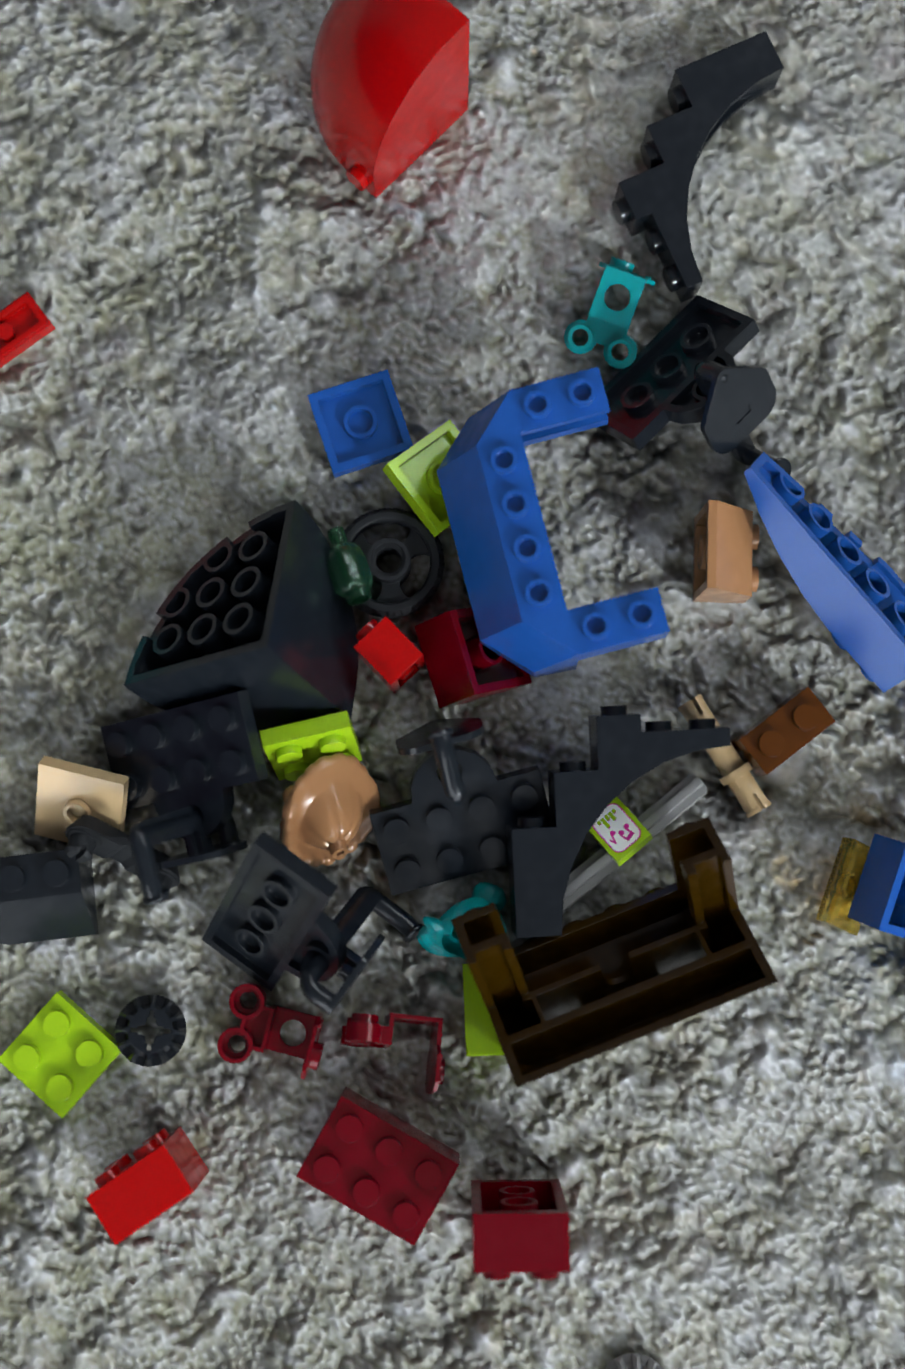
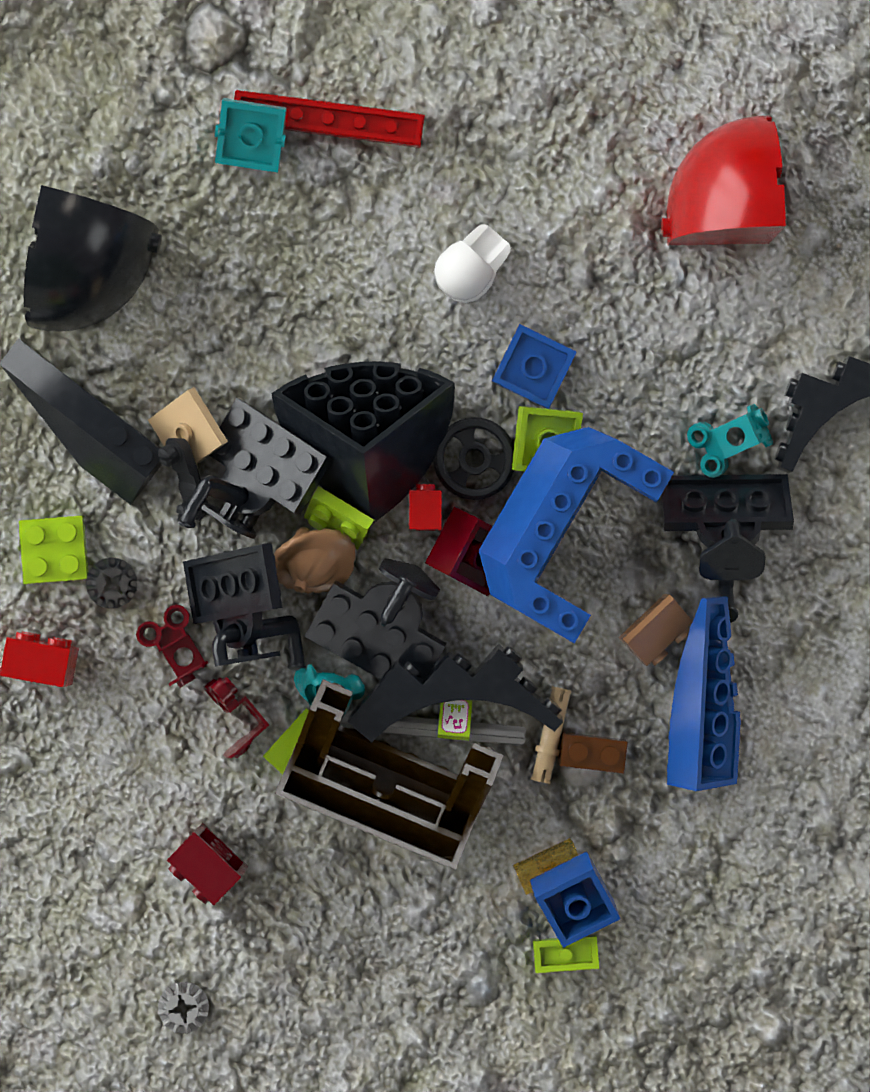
camera: 45 degrees right, 5 degrees up
(206, 387) = (470, 265): none -> white piece
(348, 568) = (448, 442): clear green plant -> none
(379, 1166) = (164, 767): dark red brick -> none

